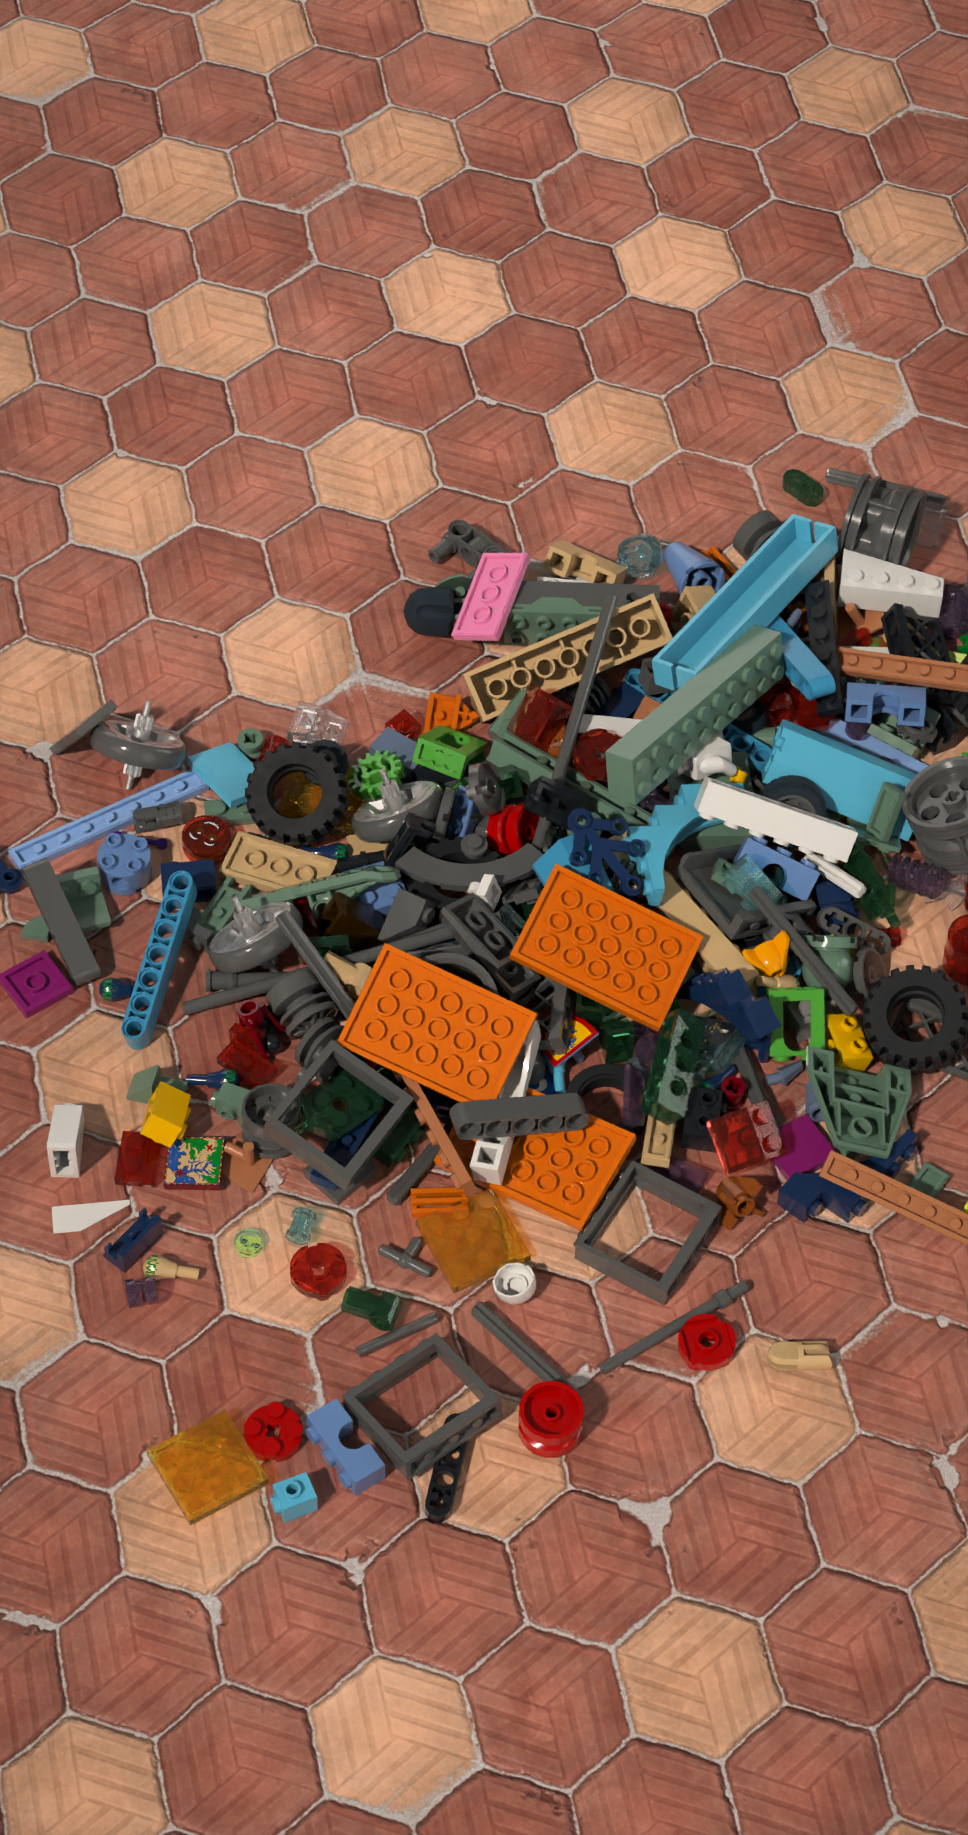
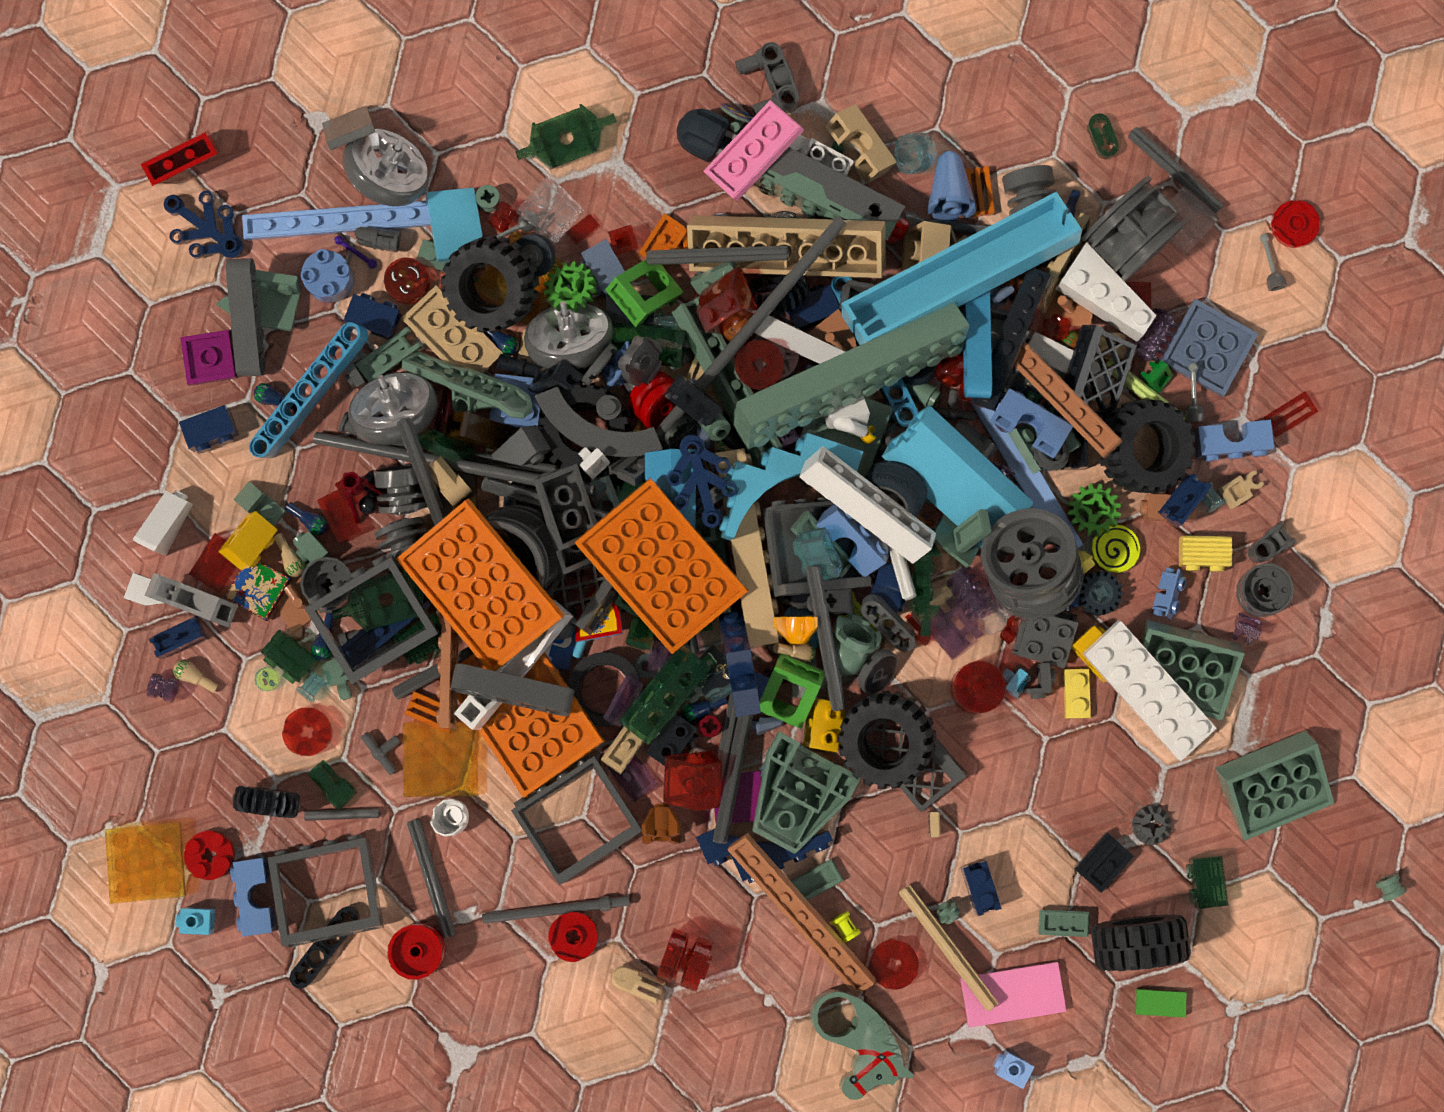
camera: 25 degrees right, 30 degrees up
(69, 1040) = (209, 429): none -> dark blue brick
(126, 1199) = (191, 600): none -> light grey arch
(220, 1124) = (292, 562): none -> tan piece
(263, 1208) = (290, 657): none -> clear green brick
(292, 1185) = (319, 648): none -> dark blue piece
(310, 655) = (579, 123): none -> clear green plate
(313, 1340) = (266, 801): none -> black gear
(325, 1207) = (336, 676): none -> sand green plate
(356, 737) = (582, 229): none -> clear red piece
(506, 688) = (718, 255): none -> dark grey axle
(782, 1117) = (732, 779): none -> dark grey axle
(844, 1303) = (692, 962): none -> clear red wheel
(915, 926) = (947, 634): none -> plate

